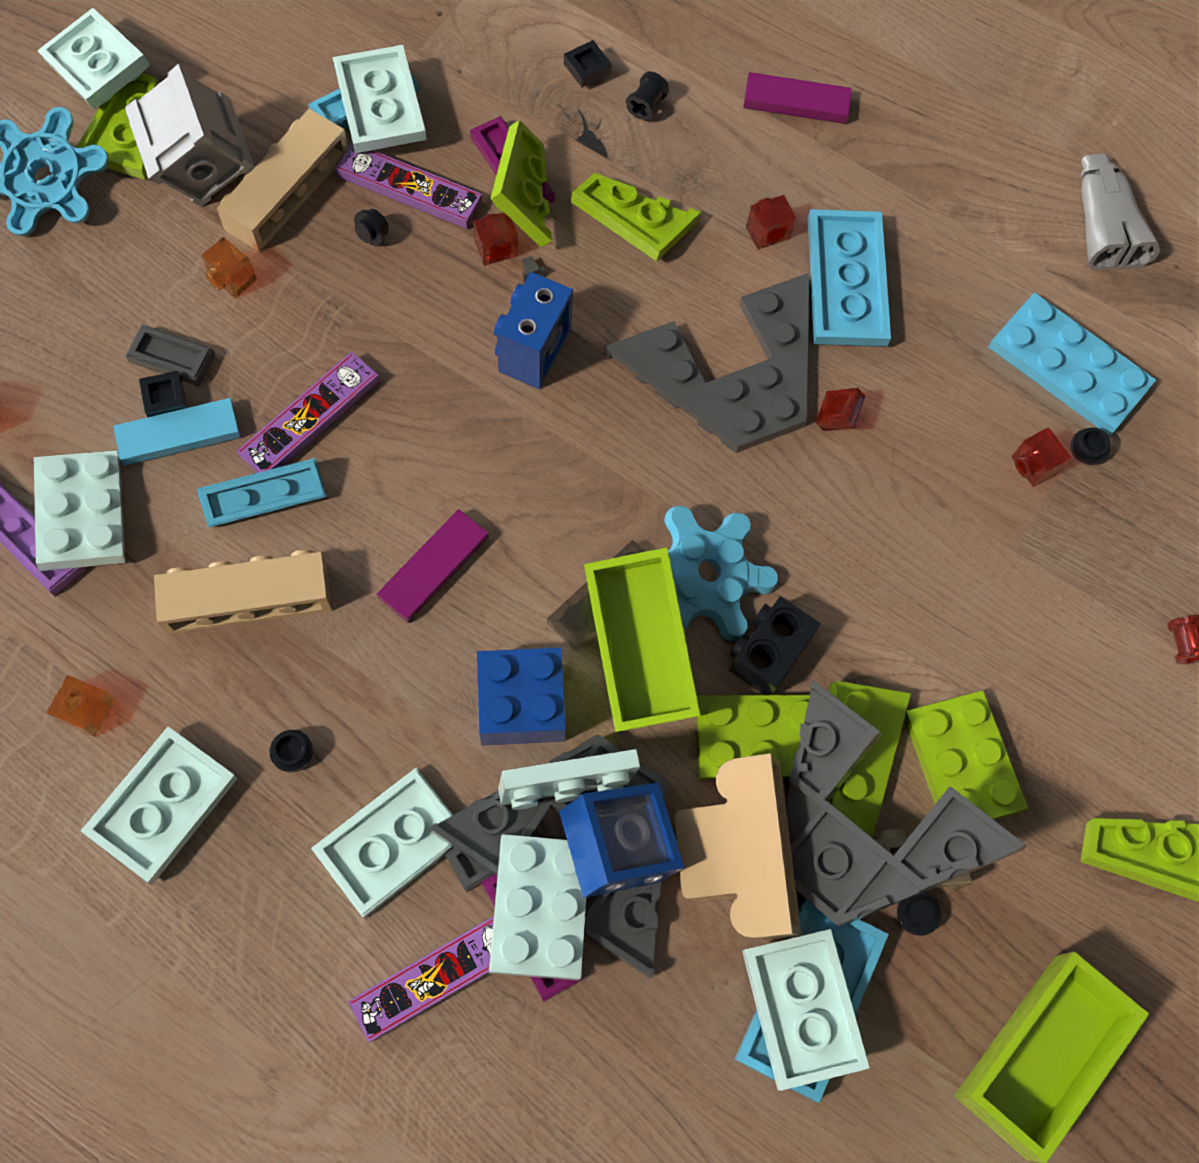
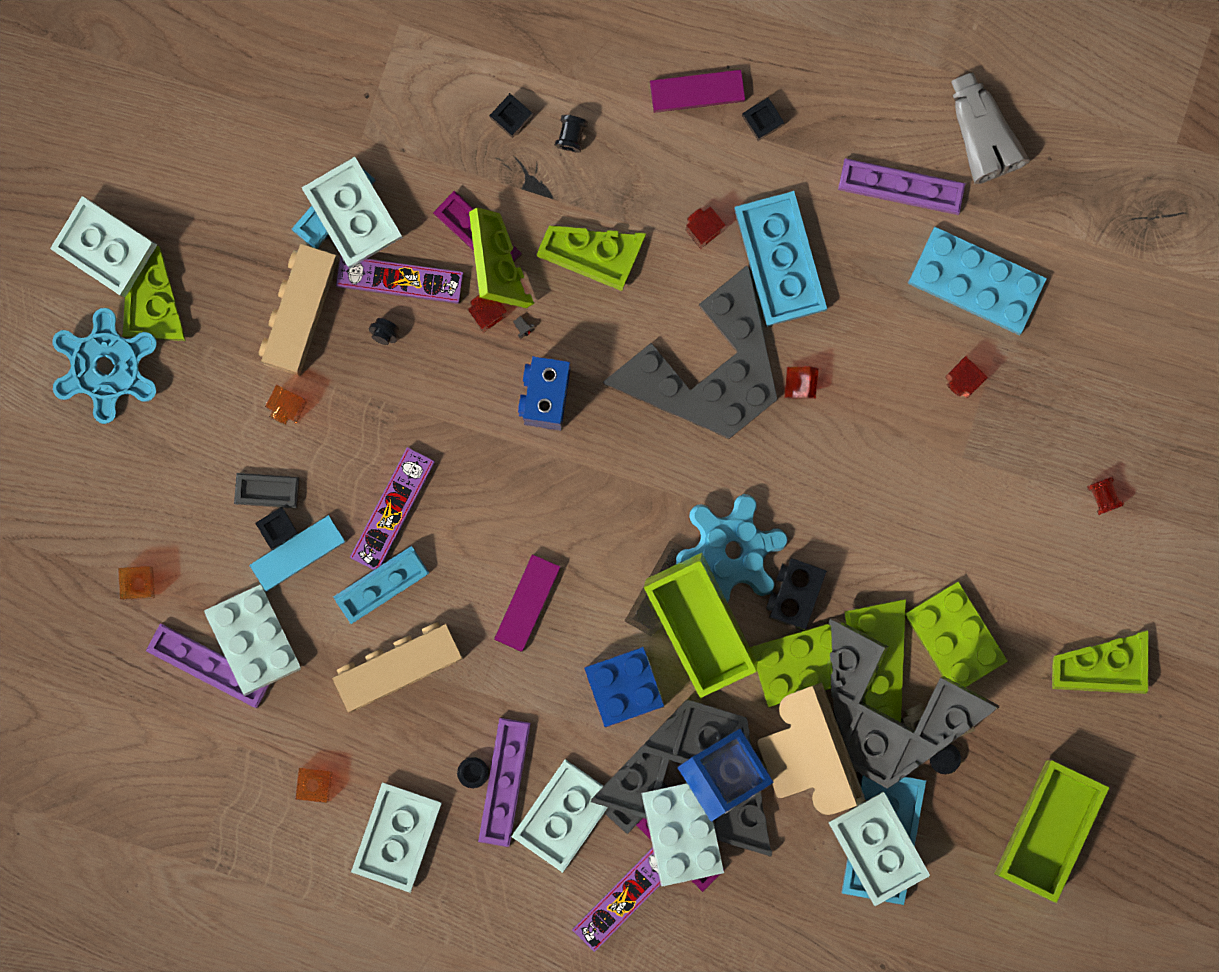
camera: 10 degrees left, 15 degrees up
(189, 136) = (218, 306): light grey container -> none
(327, 777) = (504, 782): none -> medium lavender tile
(566, 778) = (678, 745): light aqua plate -> none
(863, 139) = (763, 119): none -> black plate
(1003, 247) = (901, 186): none -> medium lavender tile
(1090, 446) = (1004, 353): black plate -> none

